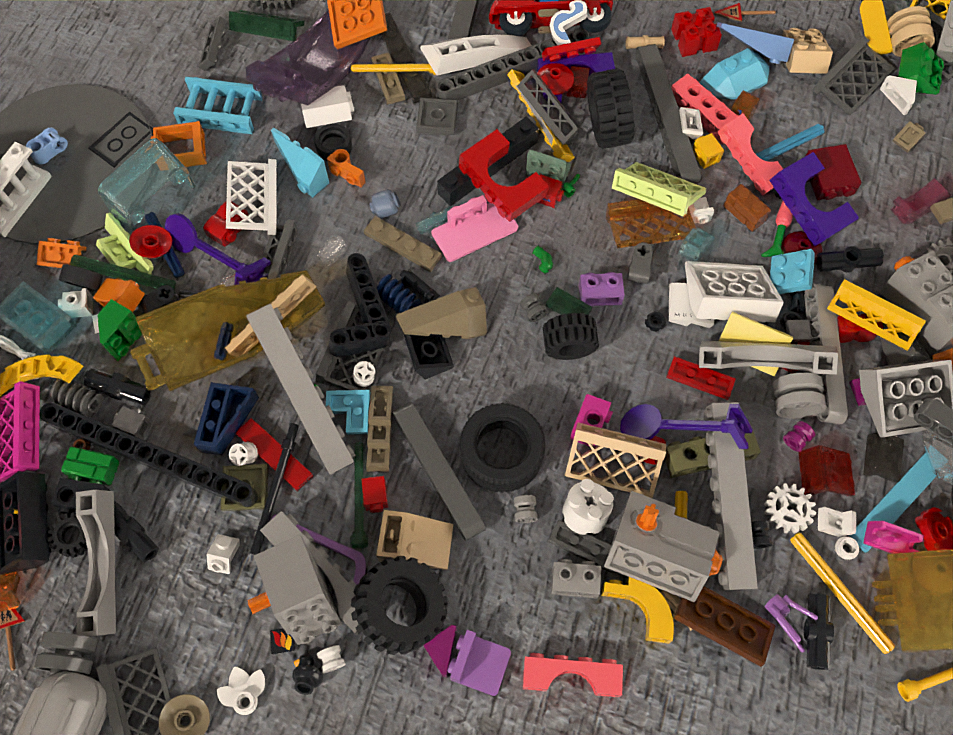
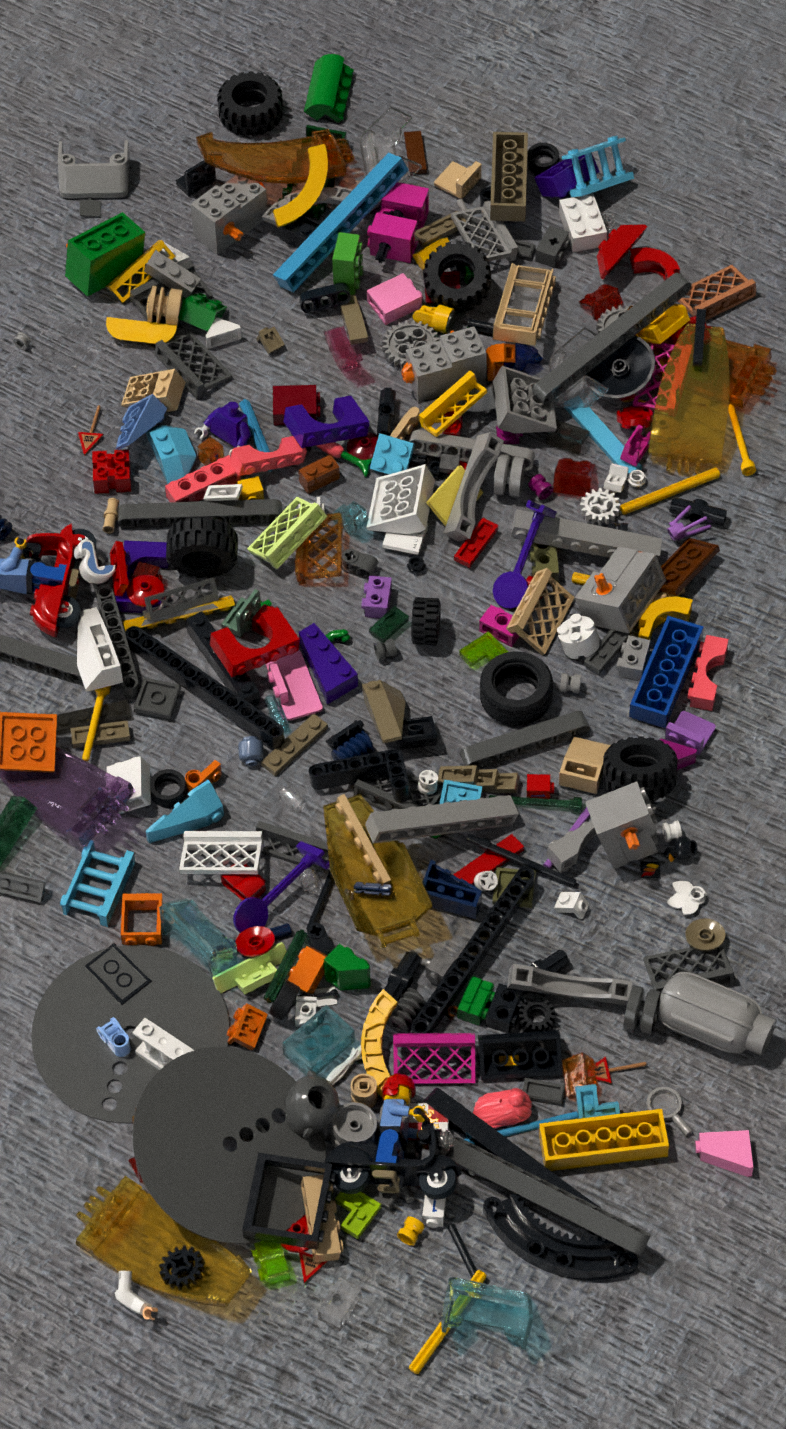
camera: 80 degrees left, 10 degrees down
(448, 154) = (195, 680): none -> black beam
(501, 254) = (328, 666): none -> dark purple wedge
(558, 409) = (482, 647): none -> clear neon green plate
(560, 621) = (666, 671): none -> blue brick
(781, 117) = (228, 425): none -> dark purple torso
(834, 278) = (407, 423): none -> tan hinge

